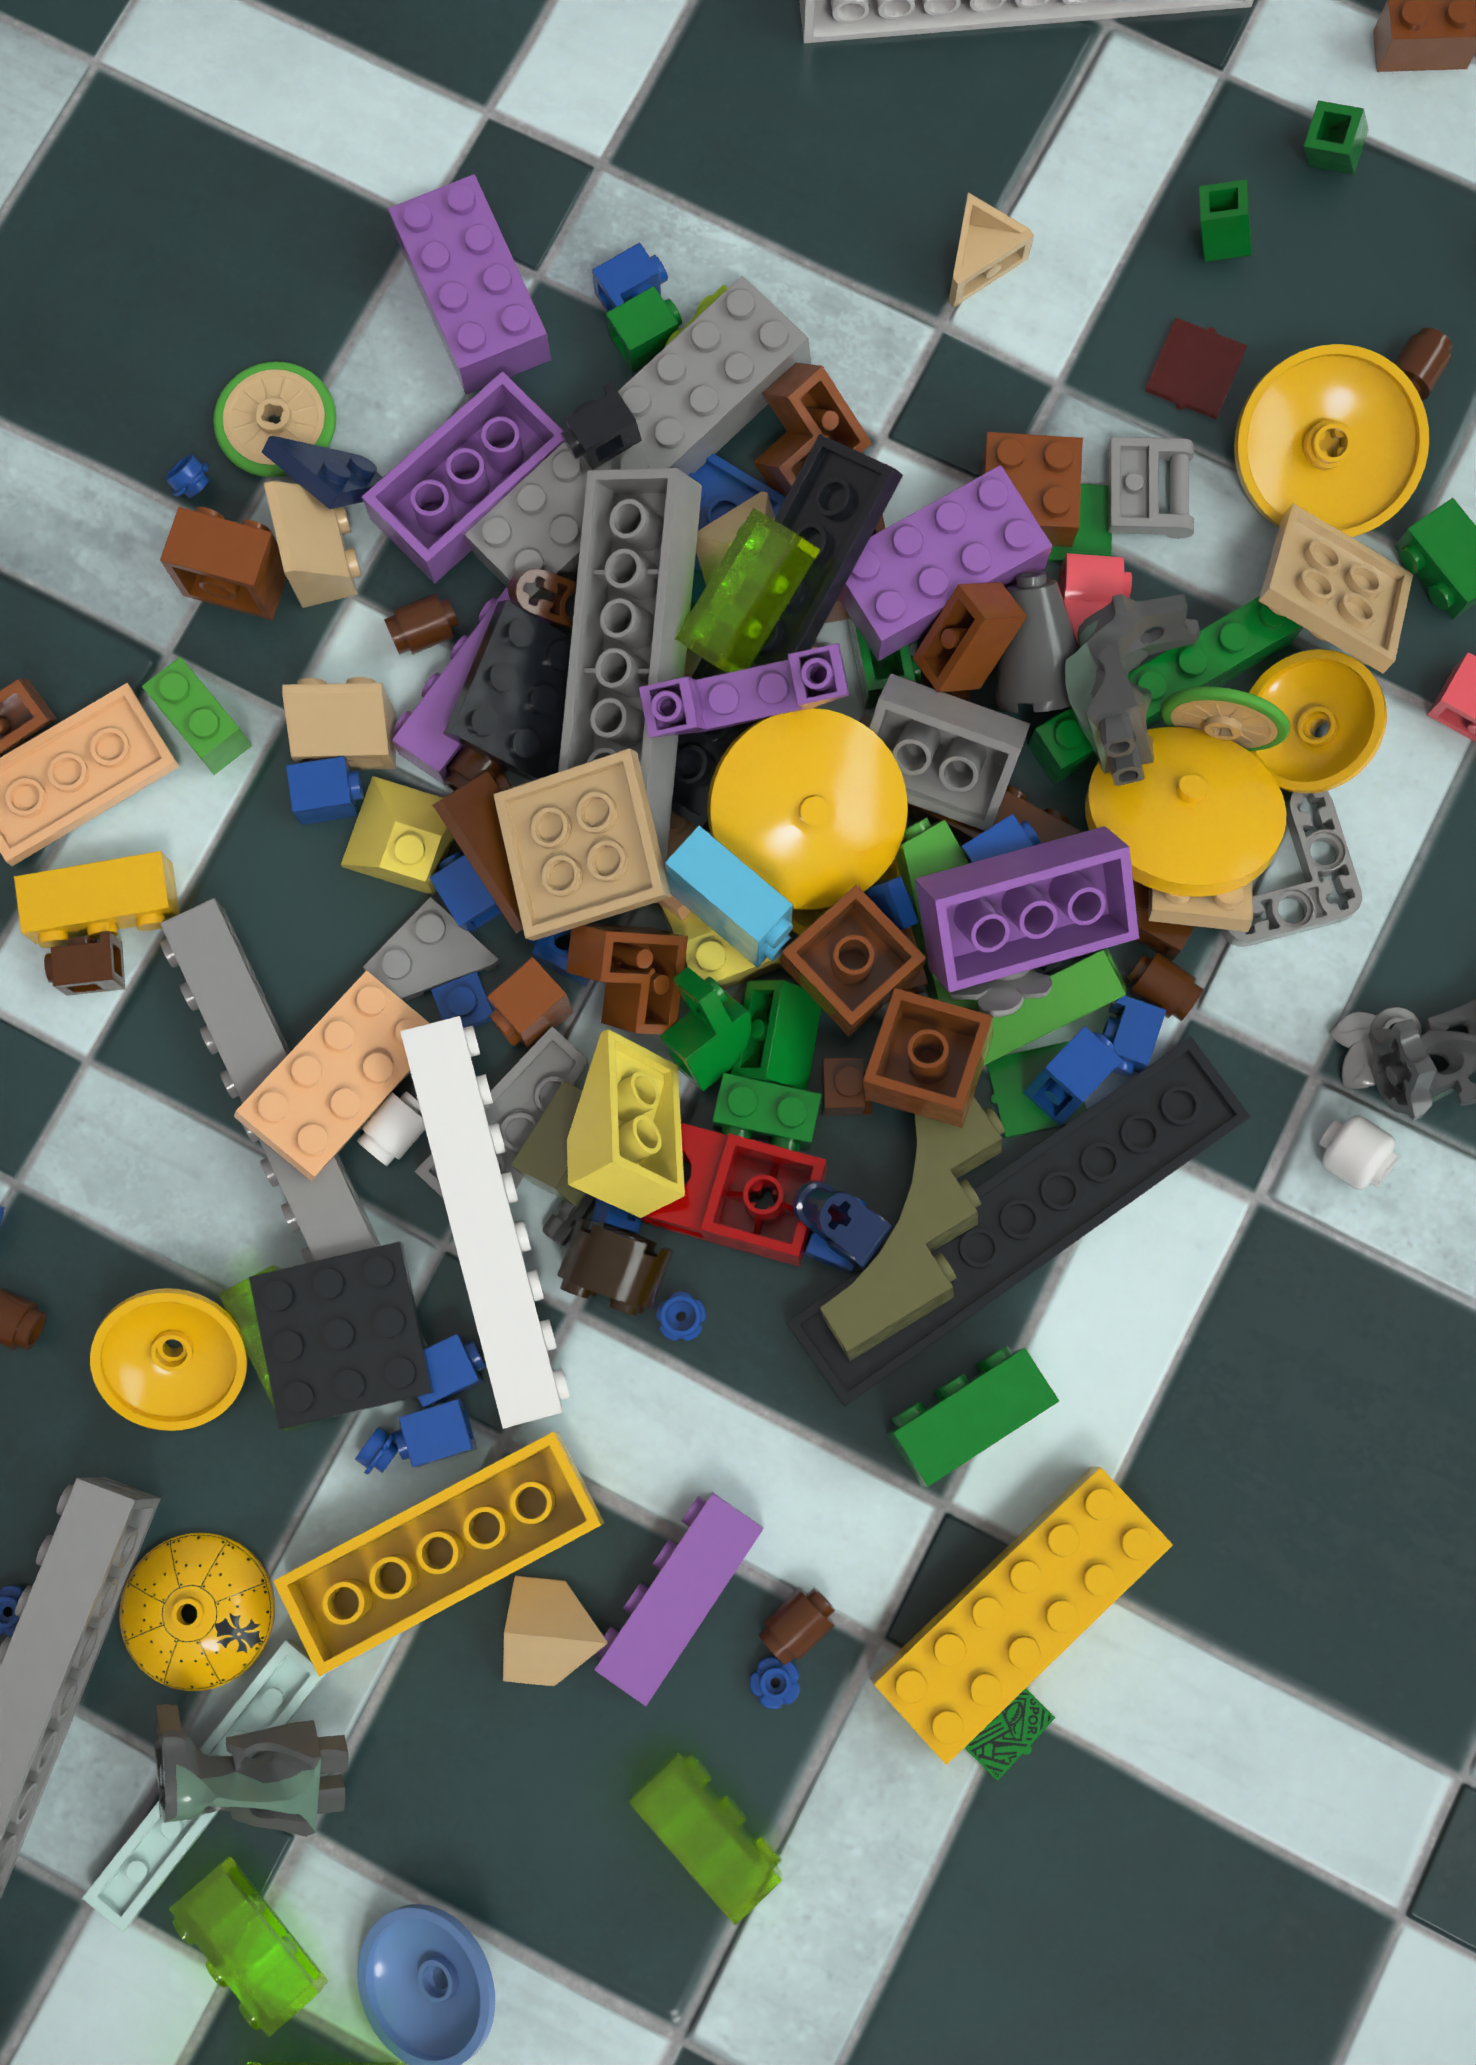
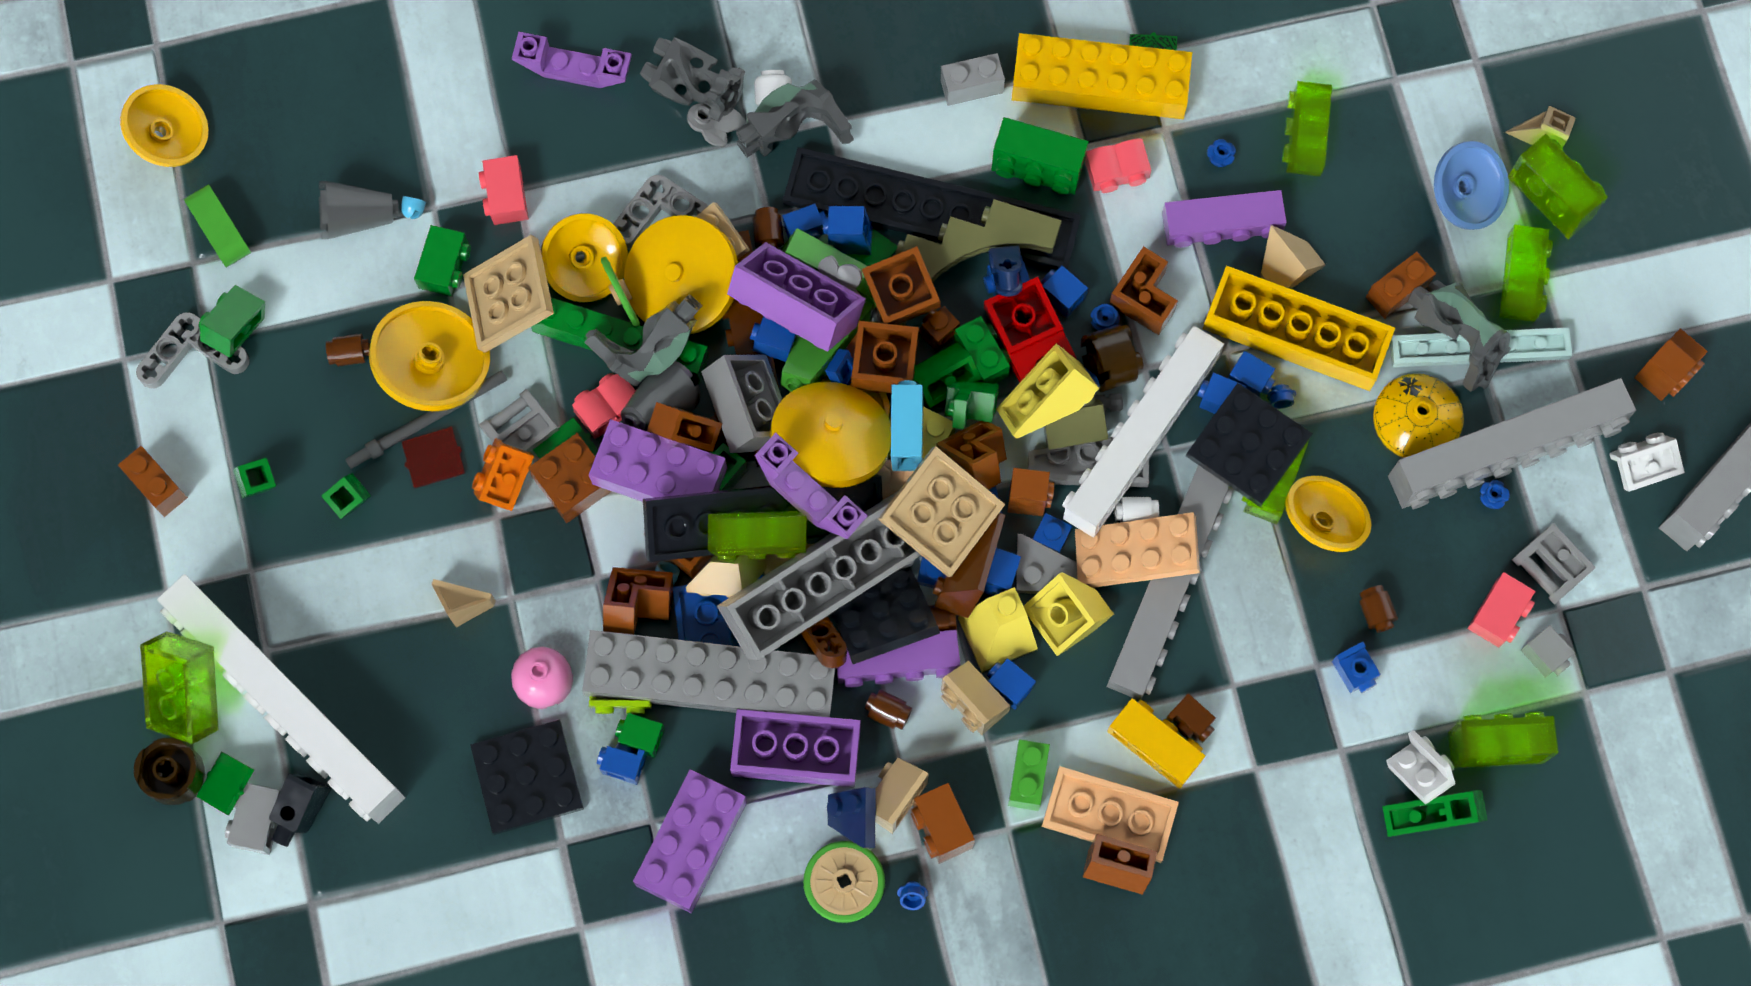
camera: 130 degrees left, 5 degrees down
(342, 931) = (1067, 612): none -> light yellow slope
(379, 1752) = (1397, 286): none -> dark orange brick
(601, 429) = (726, 683): black brick -> none
(668, 1377) = (1138, 295): none -> dark orange brick
(709, 179) = (526, 777): none -> black plate
(762, 1291) = (1064, 290): none -> blue brick
(797, 1625) = (1190, 161): reddish brown brick -> none
(812, 279) = (542, 677): none -> bright pink cylinder
(873, 1520) = (1118, 165): none -> coral brick
(1100, 414) = (502, 474): none -> orange bracket
(1160, 1429) = (972, 79): none -> light grey brick
(1262, 311) = (375, 449): none -> dark grey bar
(1312, 1128) = (782, 114): none -> dark grey hips

